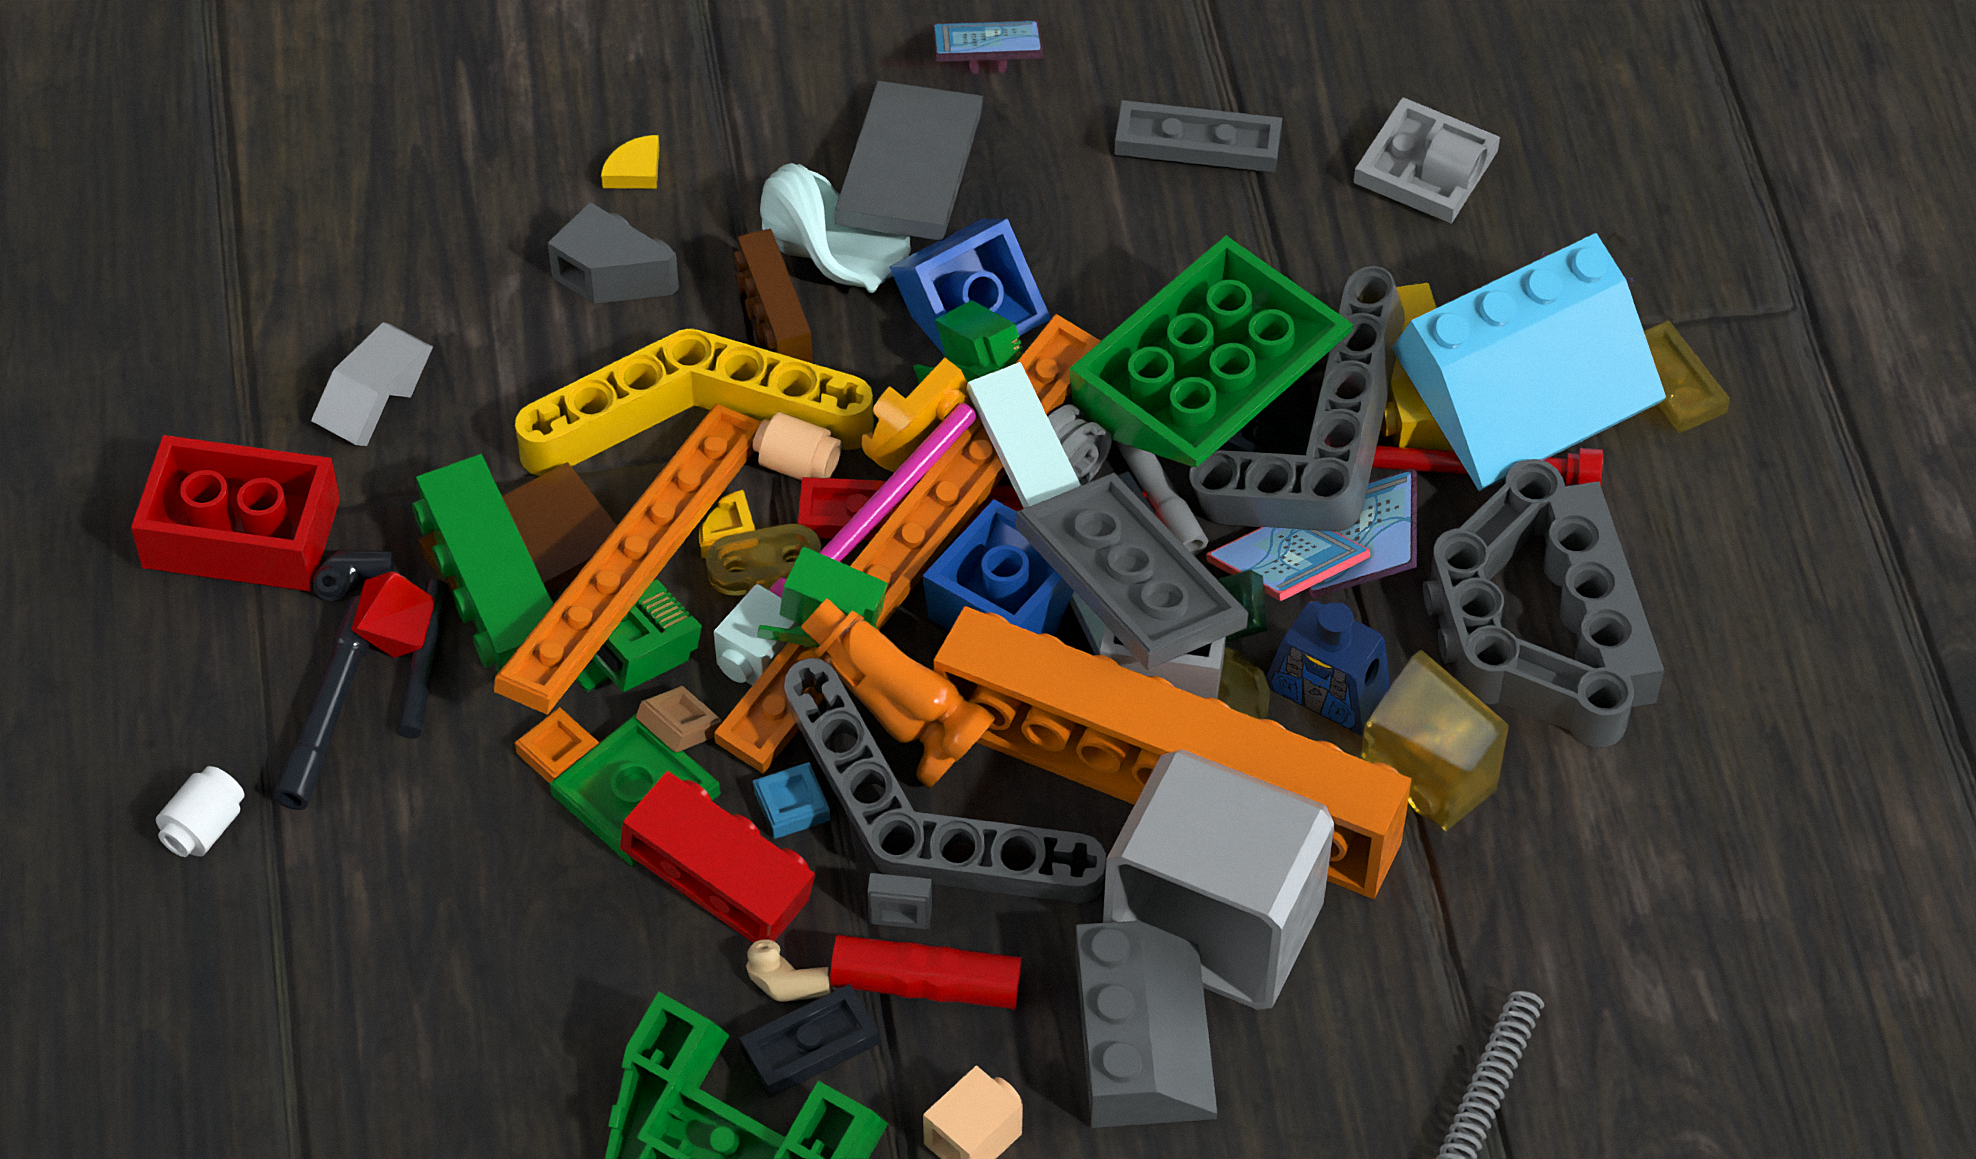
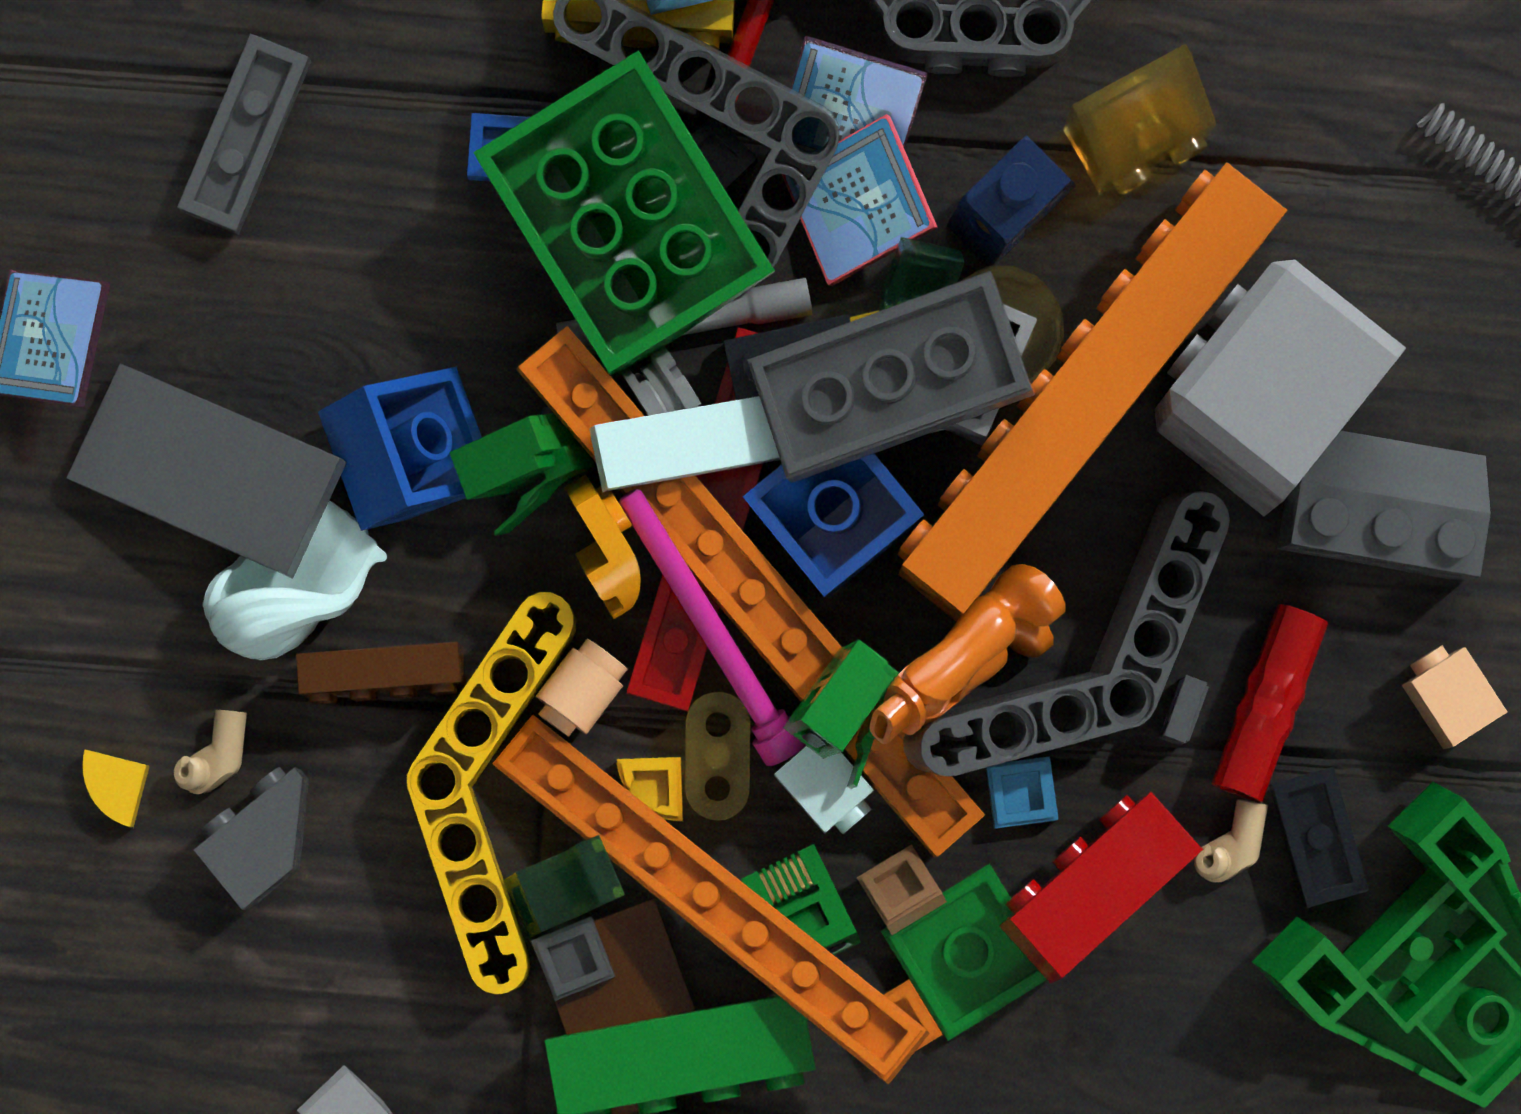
camera: 75 degrees left, 30 degrees up
(560, 486) = (573, 958): none -> dark grey tile
(618, 459) = (564, 887): none -> clear green slope
(673, 226) = (216, 761): none -> tan arm

